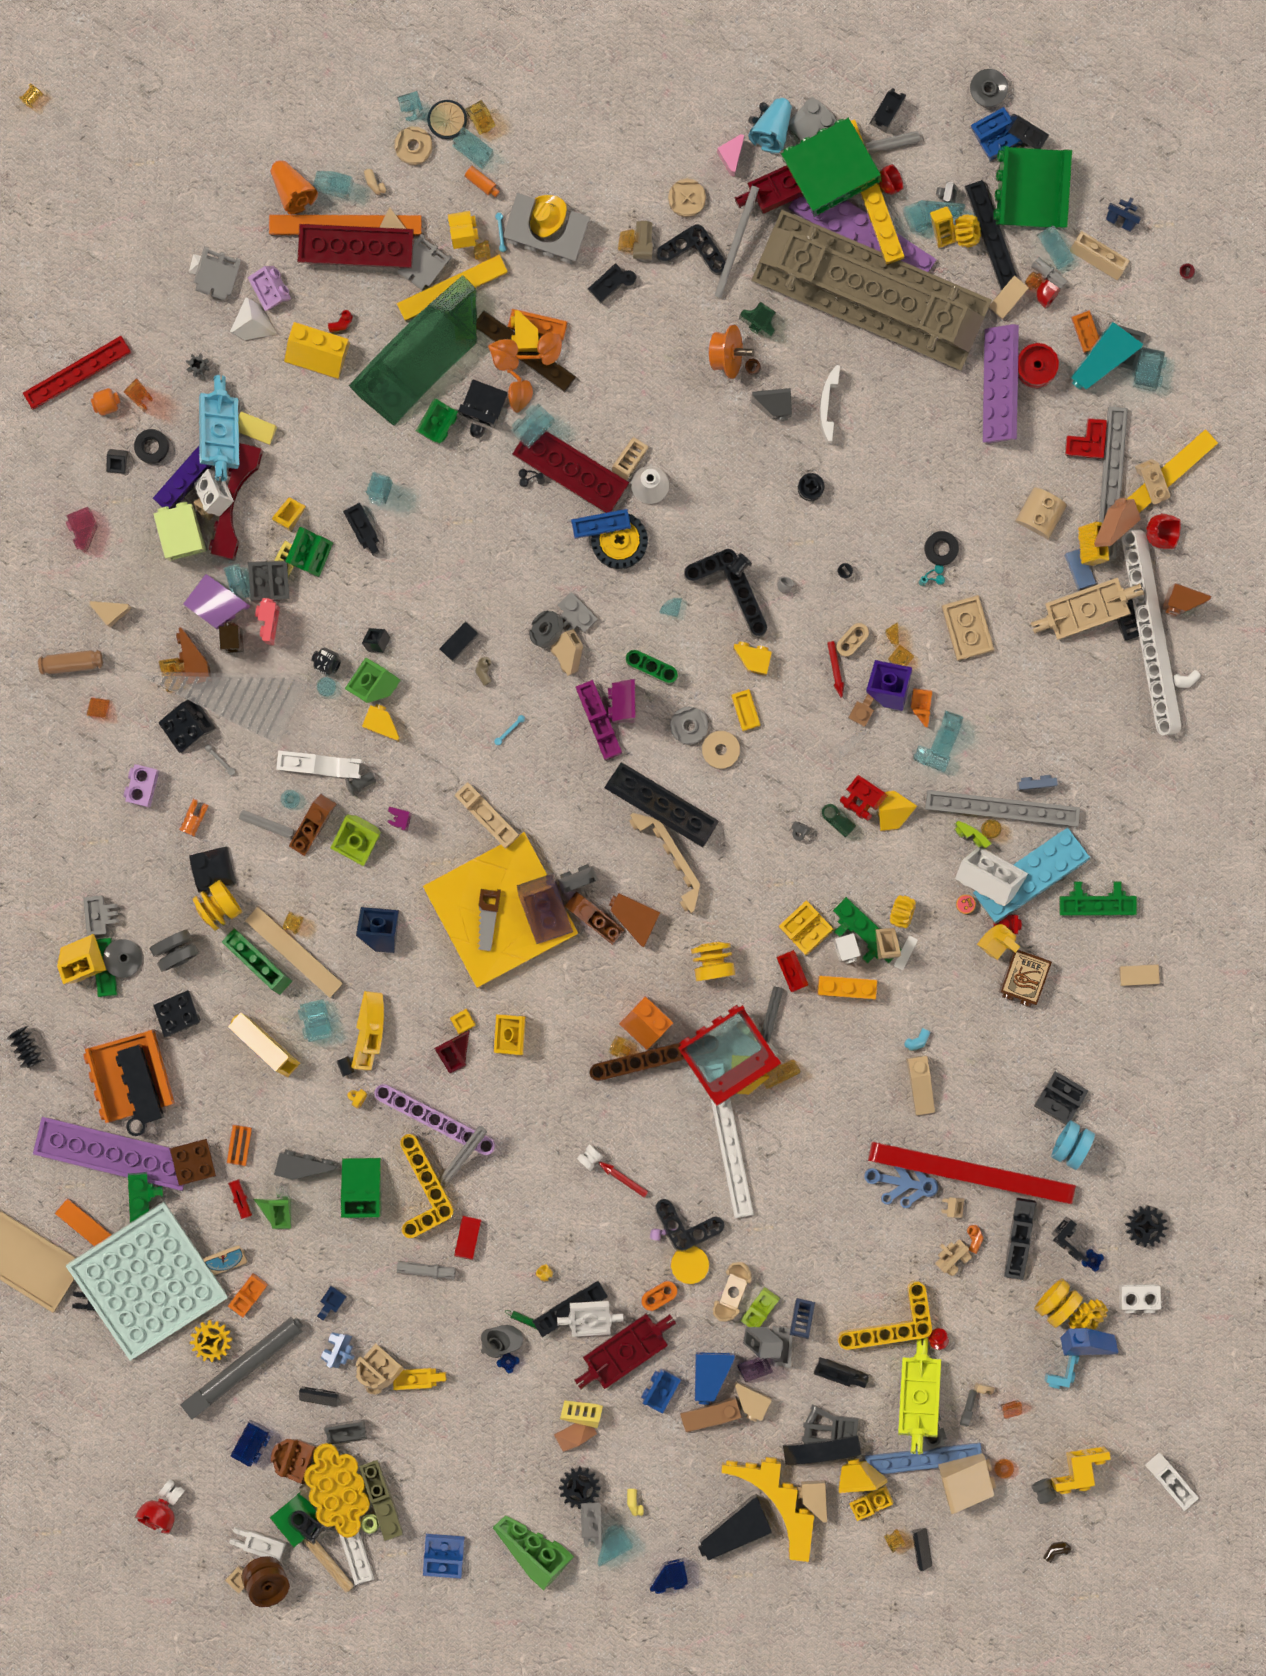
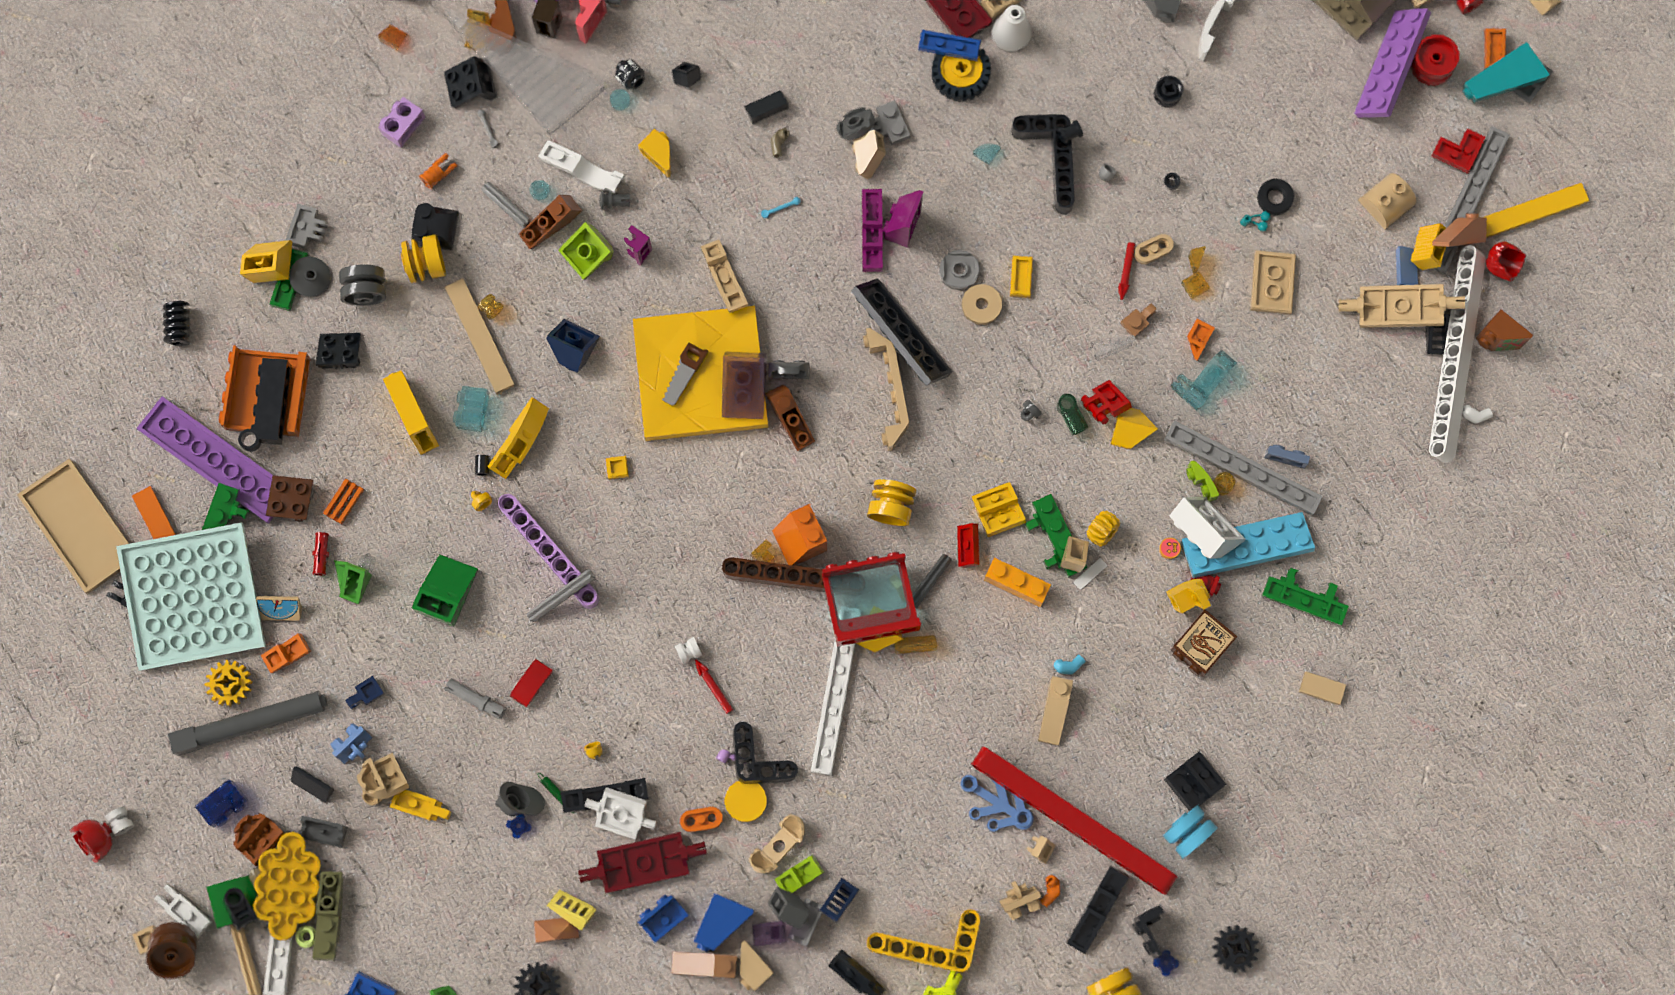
camera: 20 degrees right, 10 degrees down
(257, 962) = (439, 330): green slope -> none
(294, 1166) = (391, 545): dark grey slope -> none
(372, 682) = (667, 110): bright green slope -> none
(436, 1204) = (512, 616): yellow beam -> none
(454, 1052) = (595, 492): dark red slope -> none
(509, 1034) = (659, 497): yellow slope -> none
(634, 917) = (831, 431): dark orange slope -> none
(644, 660) = (941, 190): green beam -> none
(754, 659) = (1048, 229): yellow slope -> none
(847, 948) = (1032, 541): white brick -> none
(889, 684) = (1175, 304): dark purple slope -> none
(938, 1339) = (972, 980): red wheel -> none
(1149, 369) = (1544, 106): clear light blue brick -> none
(1154, 480) = (1512, 211): tan bracket -> none
(1183, 269) = (1611, 28): dark red hinge -> none

